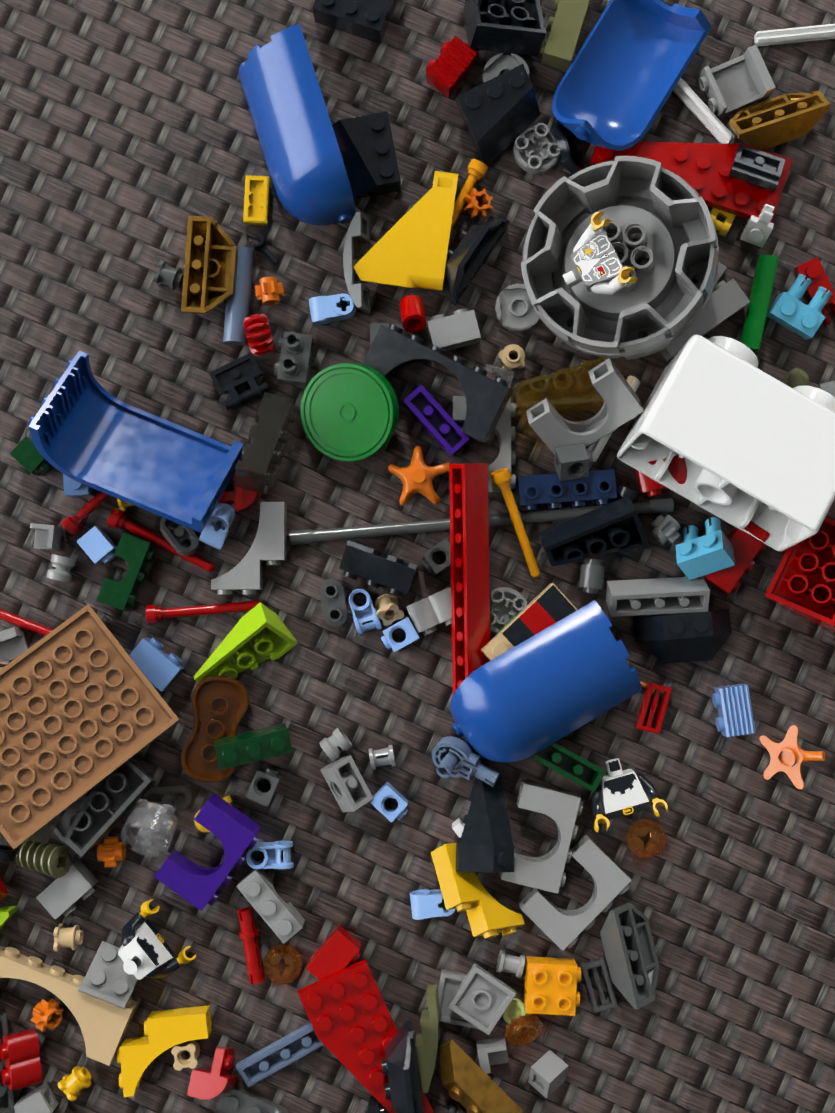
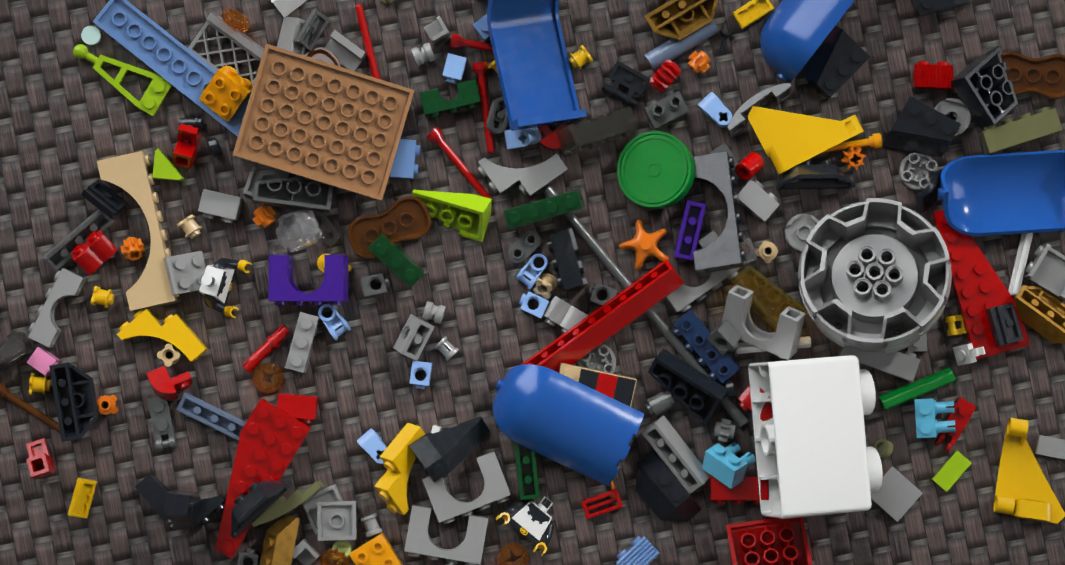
camera: 55 degrees right, 0 degrees up
(44, 858) = (232, 175): olive piece -> none
(179, 409) = (580, 58): none -> yellow brick
(308, 555) = (544, 208): none -> dark green brick
(460, 761) = (479, 401): sand blue pin -> none
(502, 480) = (681, 300): light orange piece -> none
(597, 261) = (858, 262): torso -> none

